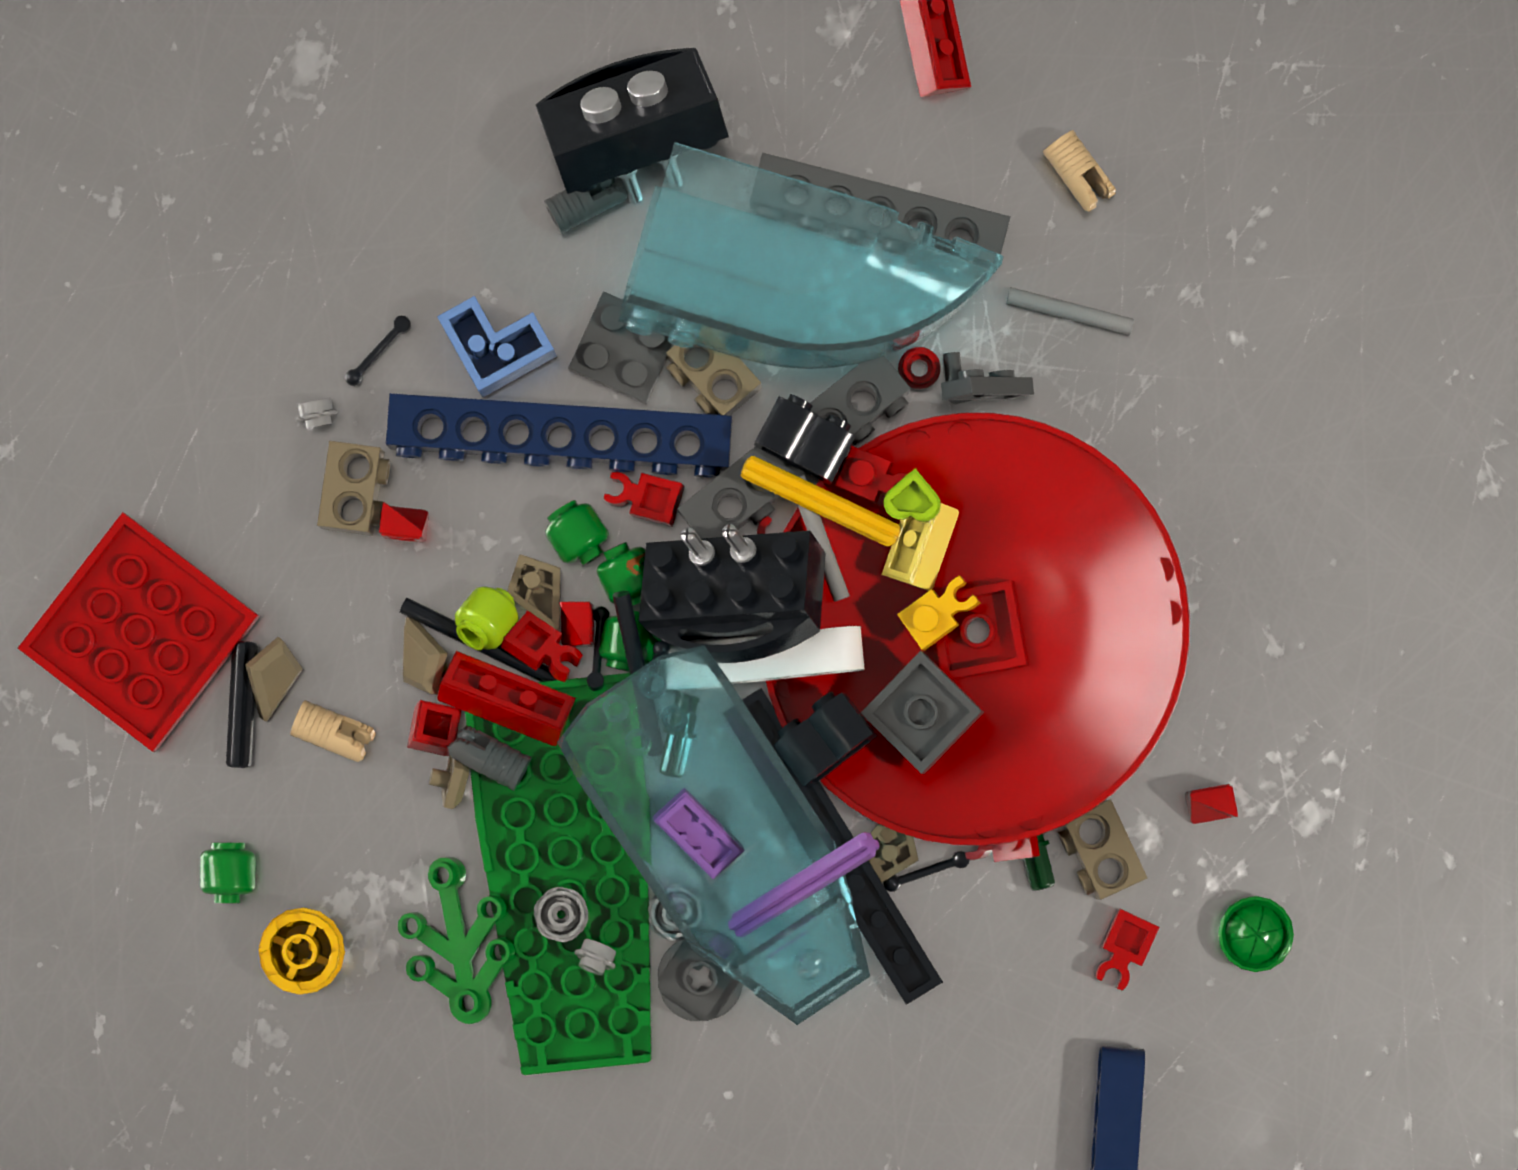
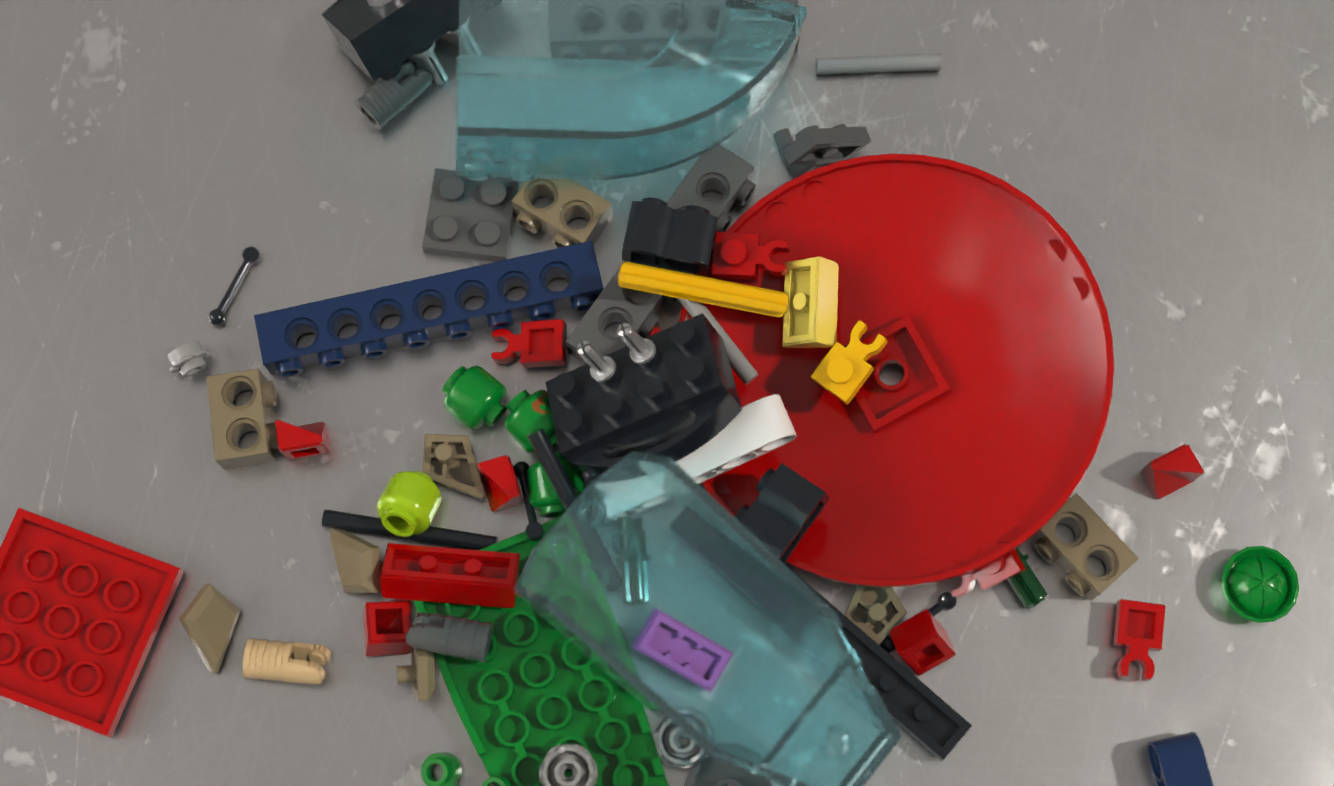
camera: 20 degrees left, 10 degrees down
(240, 708) = (187, 668): black axle -> none
(491, 356) = (349, 252): medium blue brick -> none
(538, 643) = (469, 512): red plate -> none
(804, 884) = (808, 658): medium lavender axle -> none
(912, 498) = (791, 259): lime tile -> none
(922, 712) = (866, 461): dark grey plate -> none
(923, 892) = (922, 642): none -> red slope
(924, 355) = (758, 142): red plate -> none

